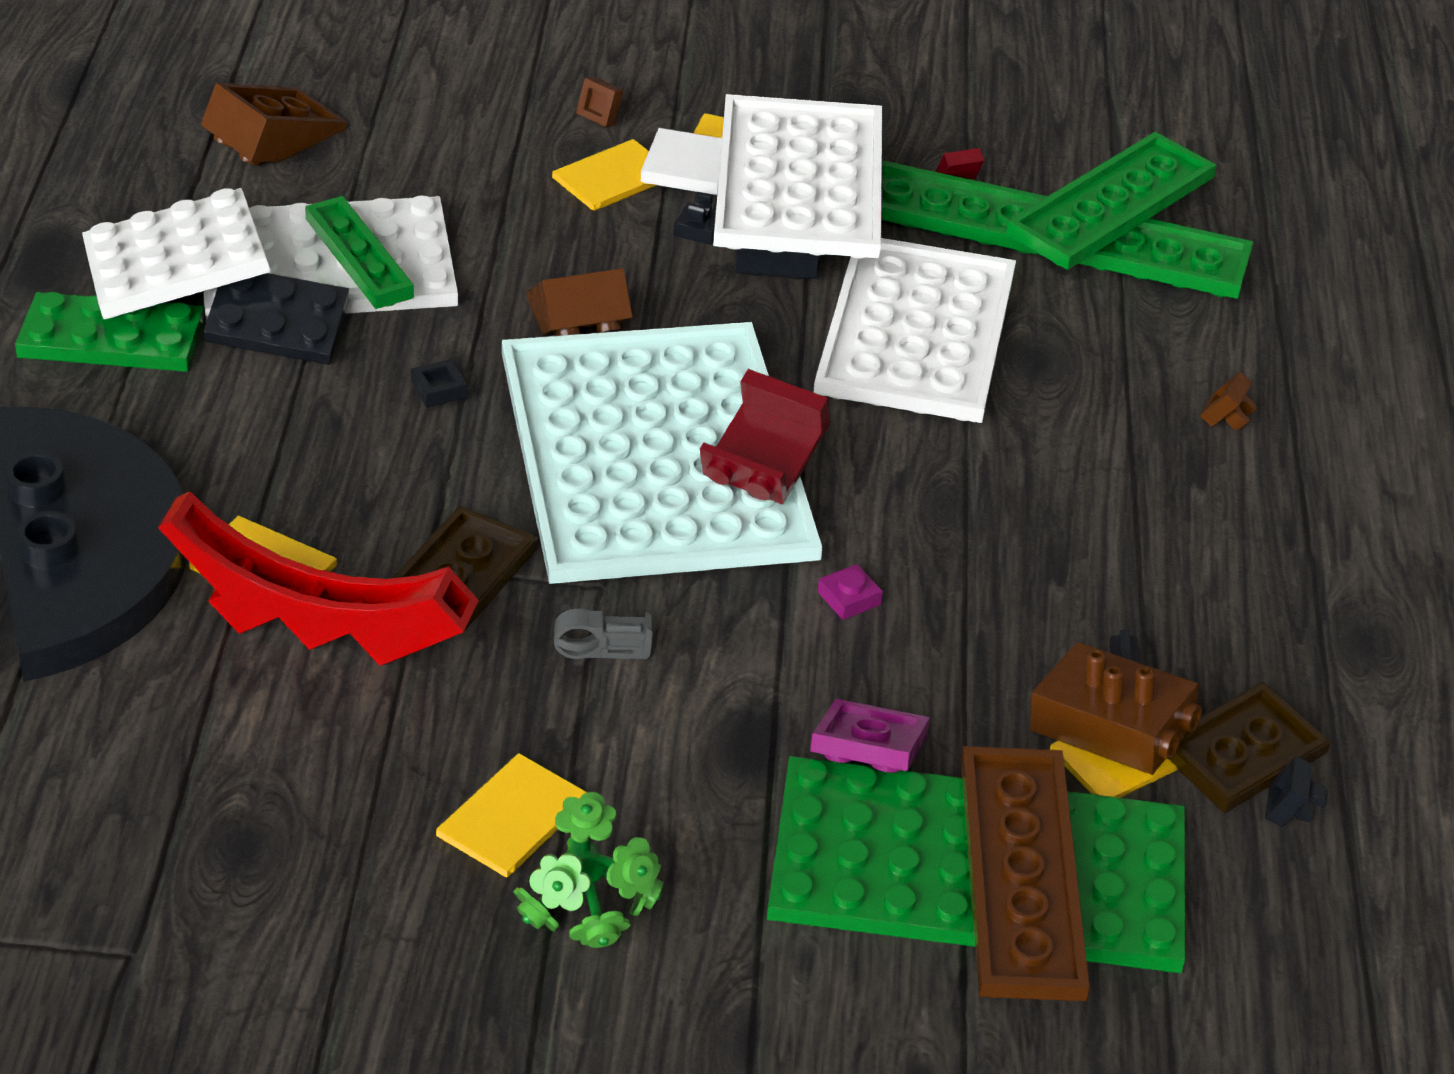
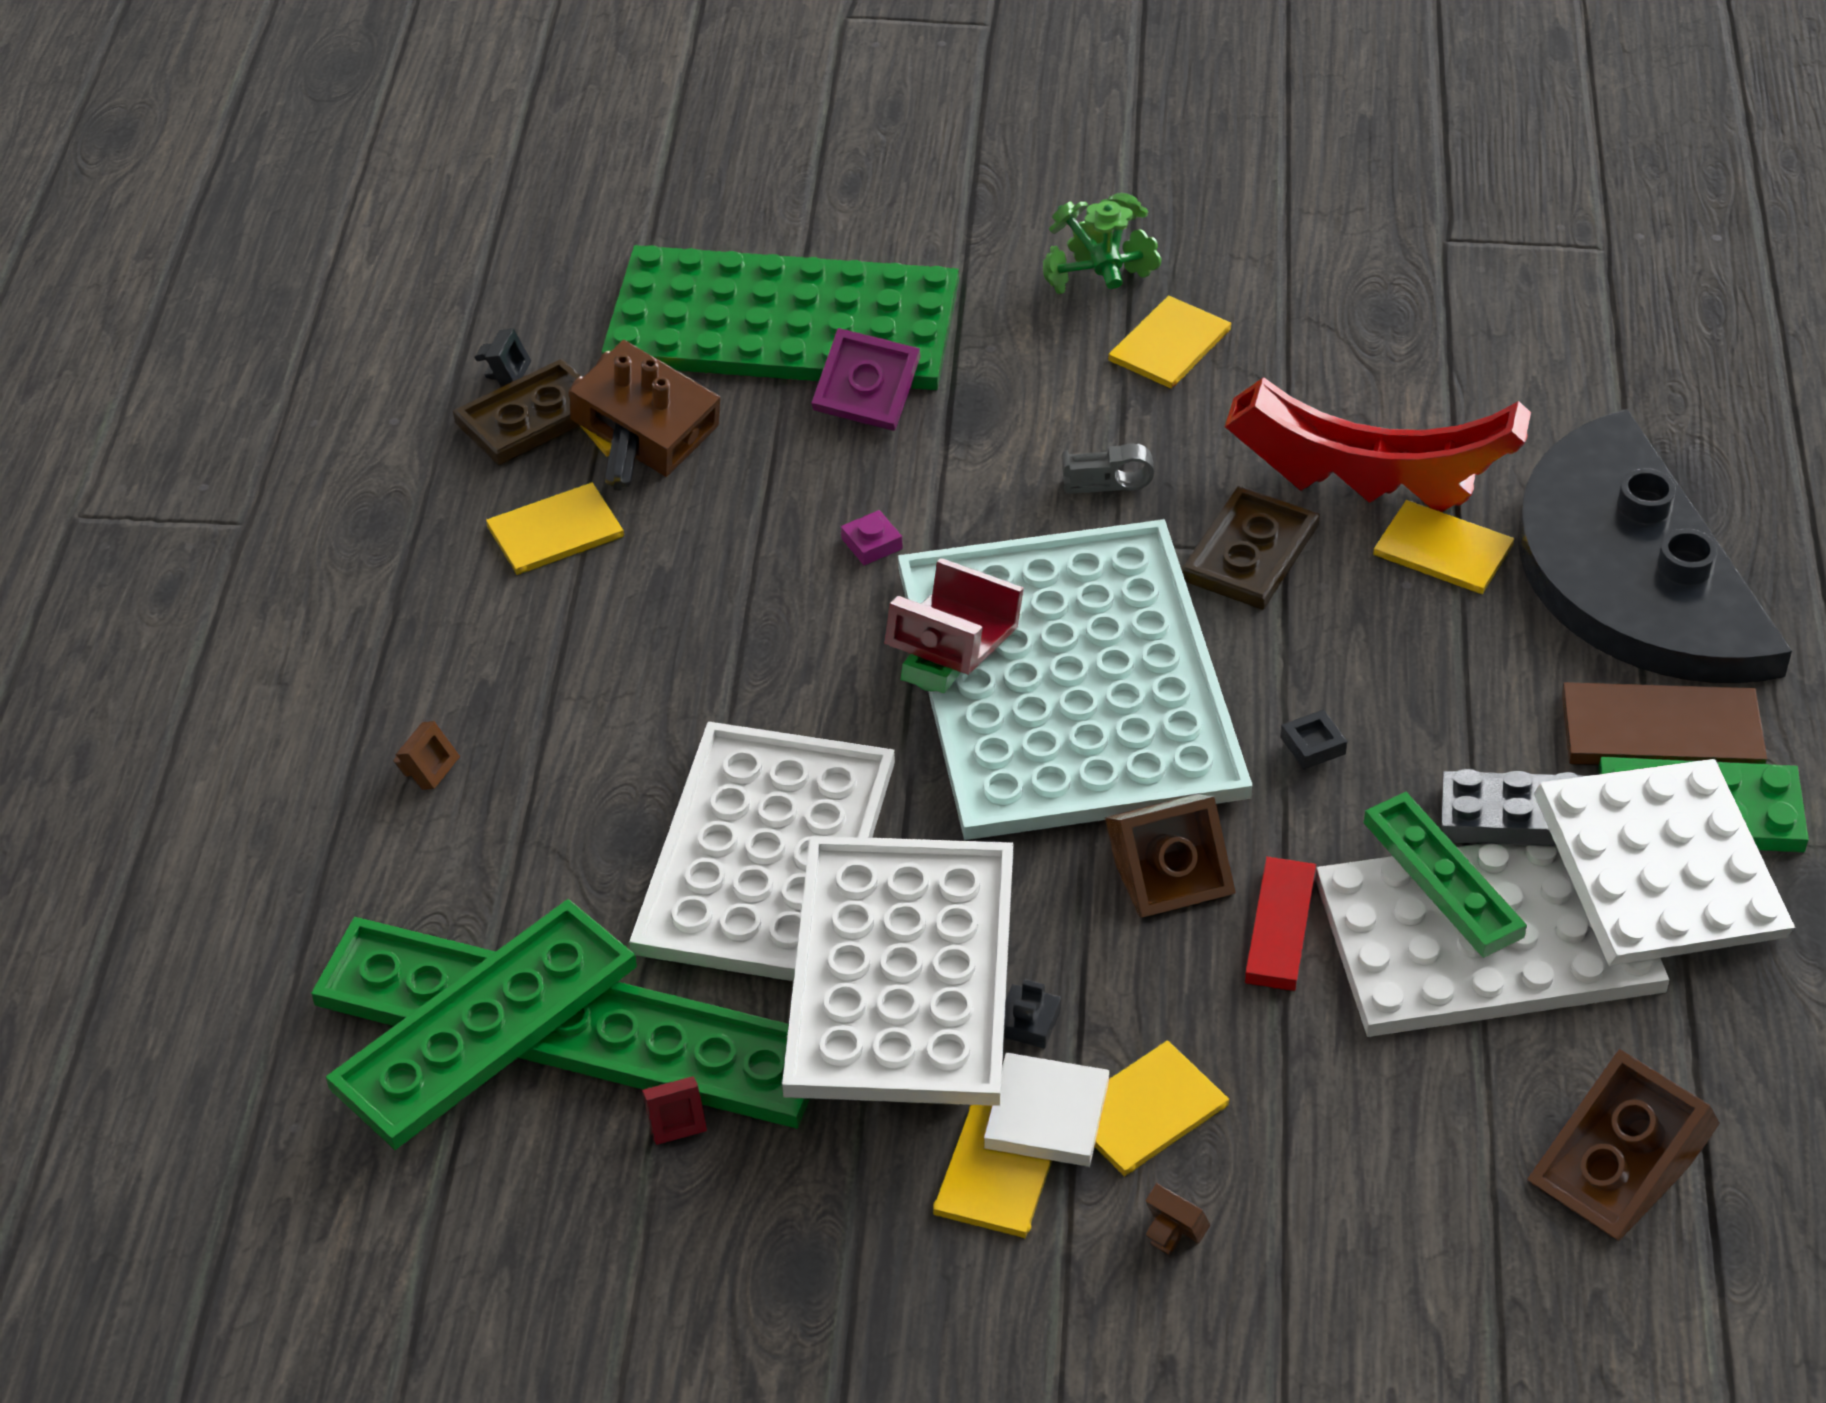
camera: 175 degrees left, 5 degrees up
(120, 388) = (1662, 723): none -> reddish brown tile
(493, 268) = (1280, 924): none -> red tile
(1023, 875) = (754, 270): reddish brown plate -> none
(1179, 622) = (554, 528): none -> yellow piece

